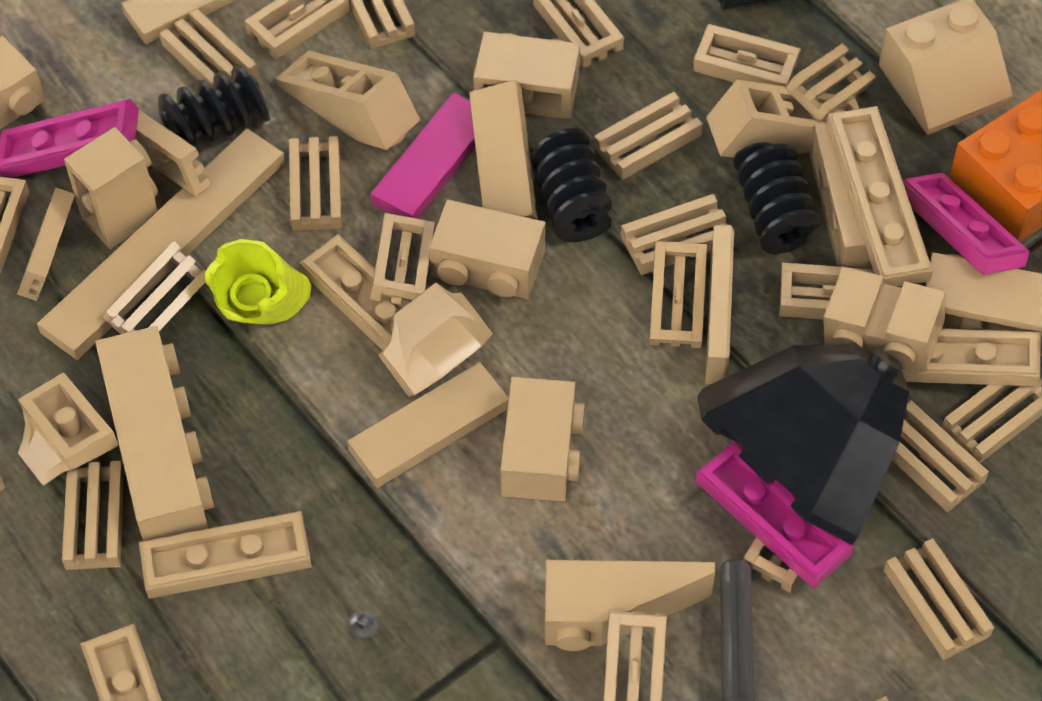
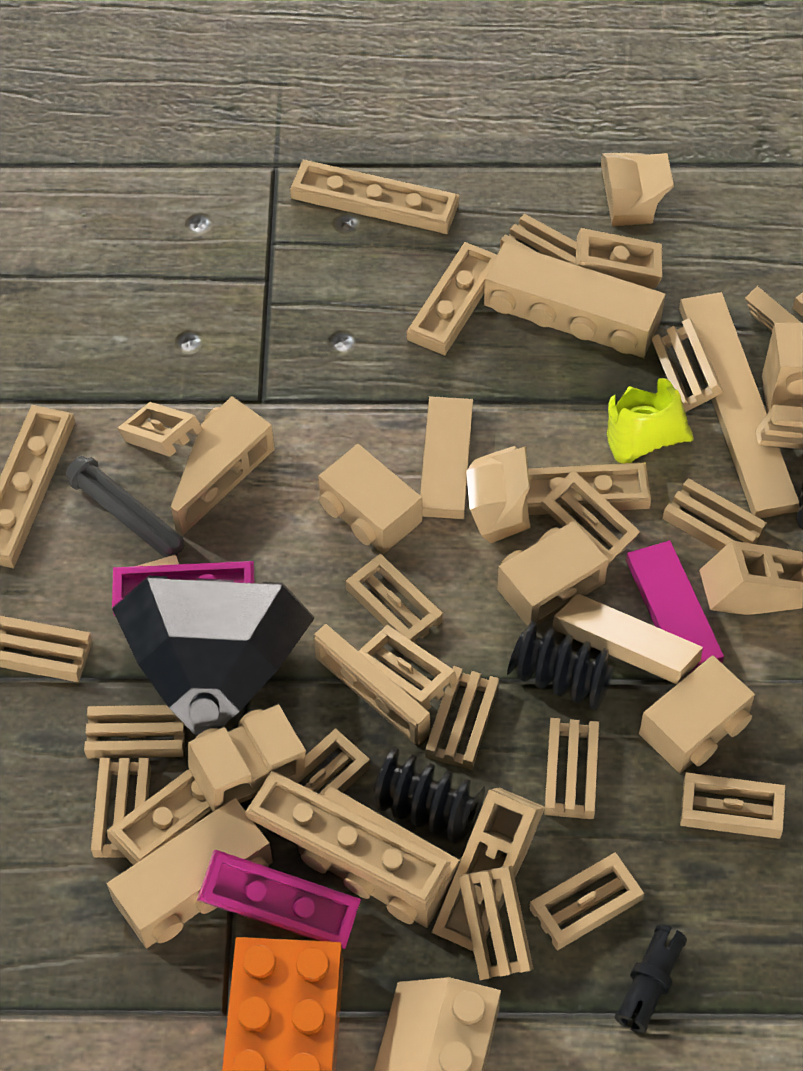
camera: 130 degrees right, 0 degrees up
(613, 394) = (380, 564): none -> tan tile

